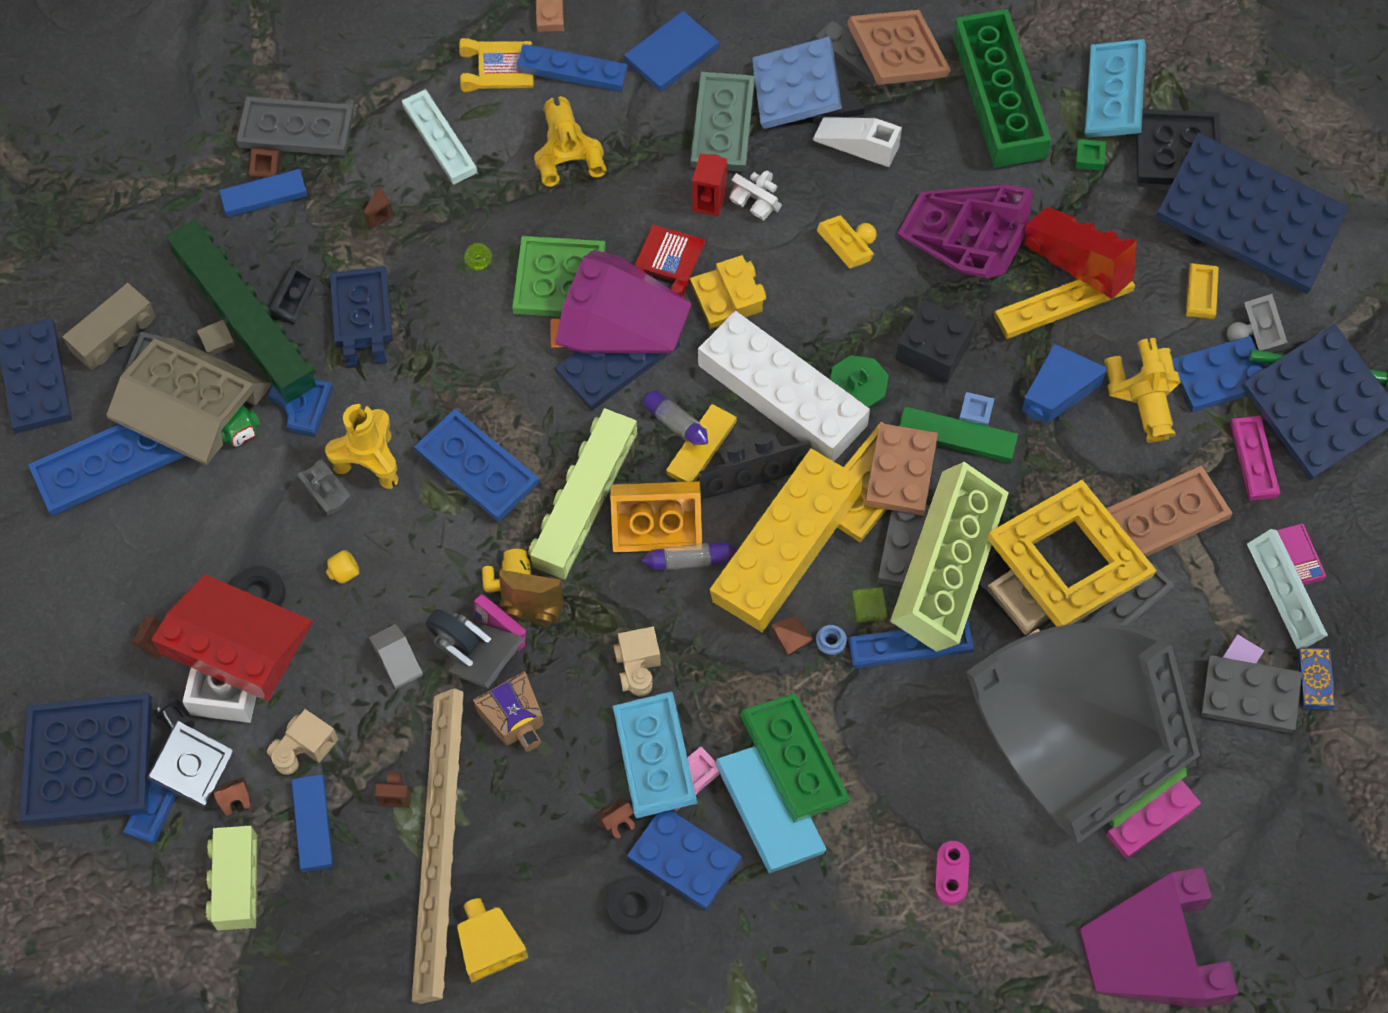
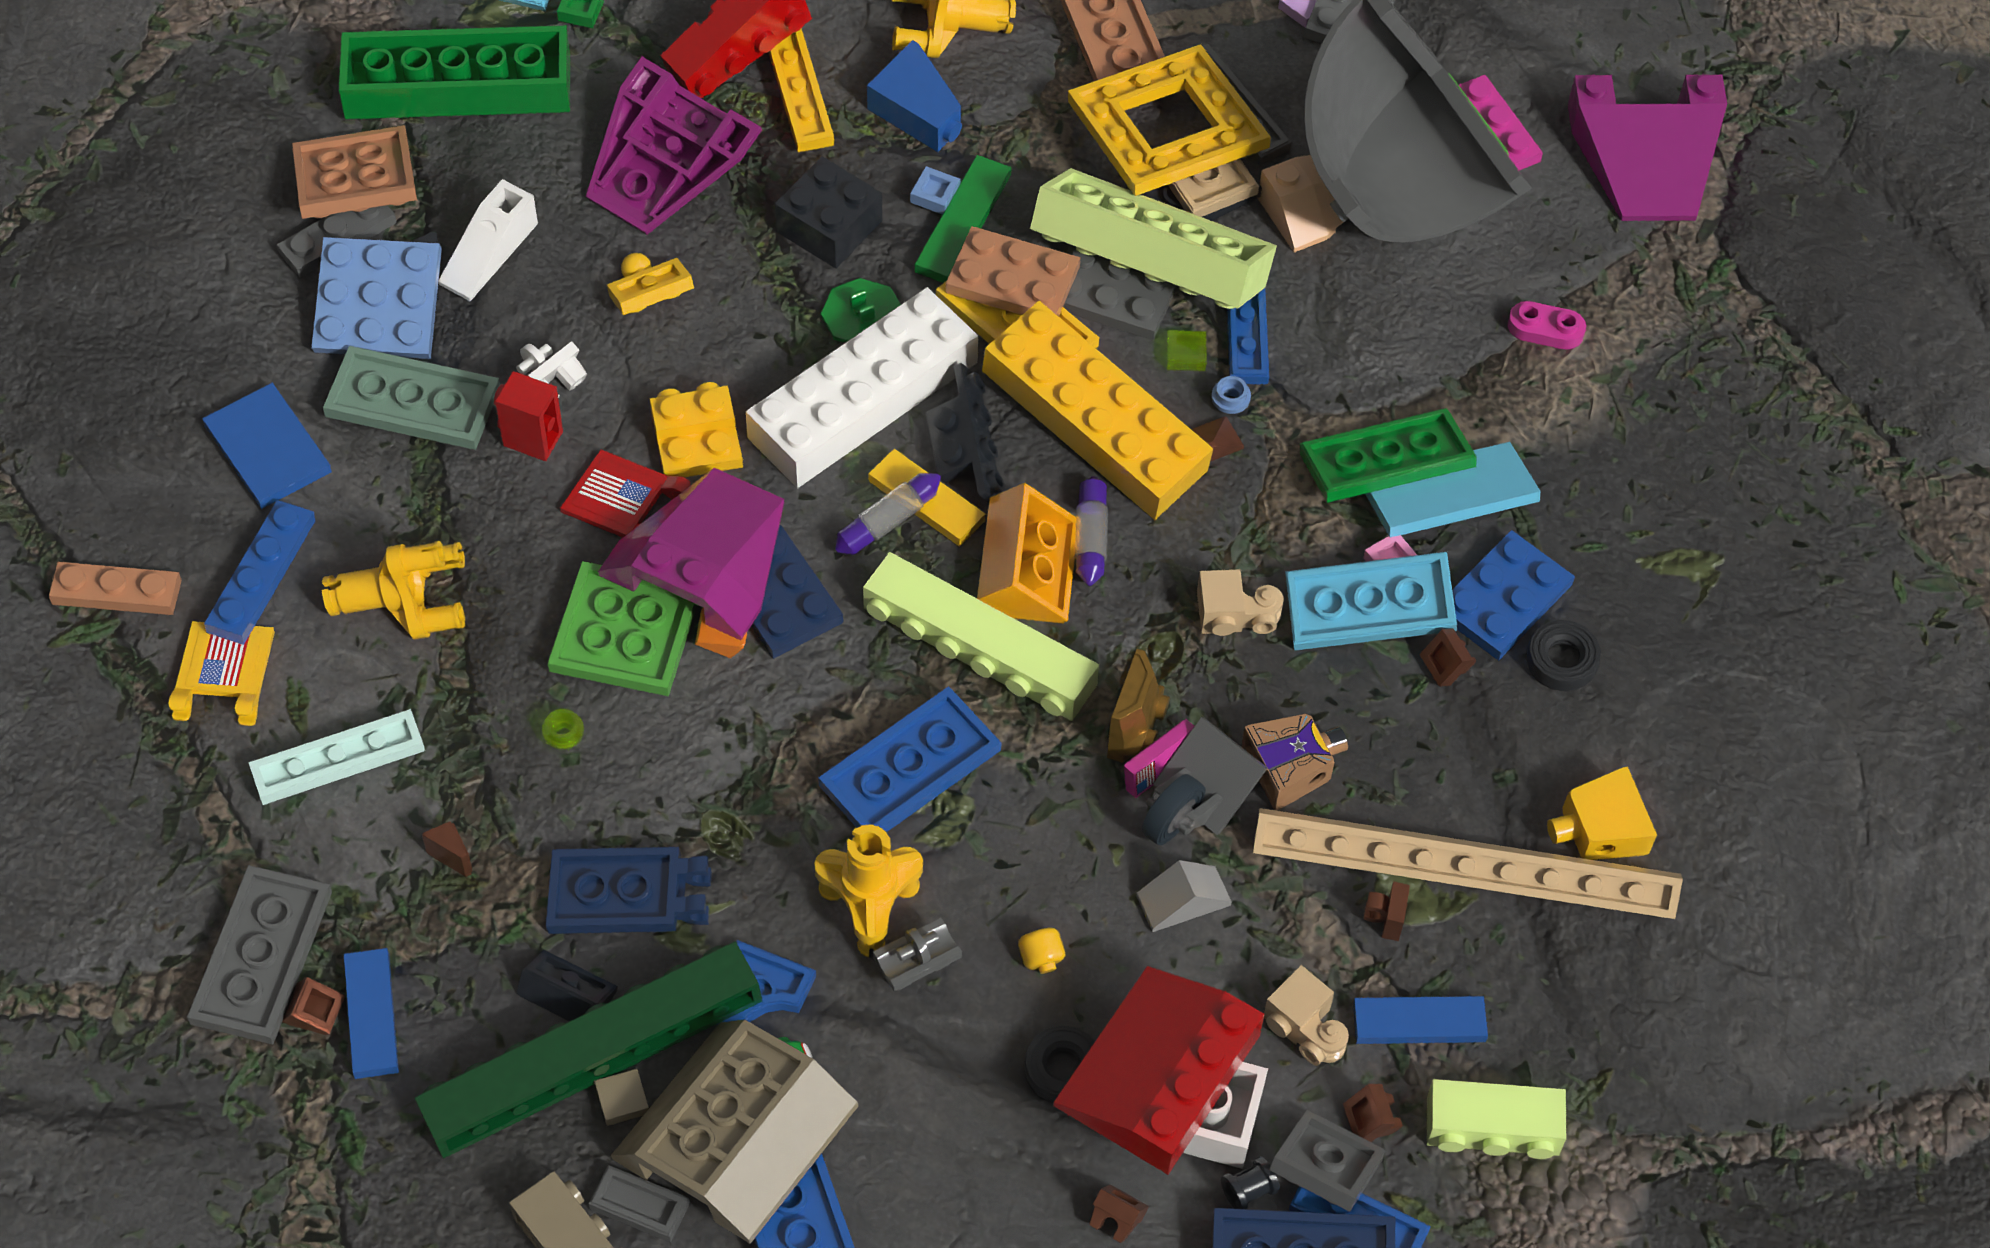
camera: 85 degrees left, 5 degrees down
(514, 561) = (1085, 732): yellow piece -> none

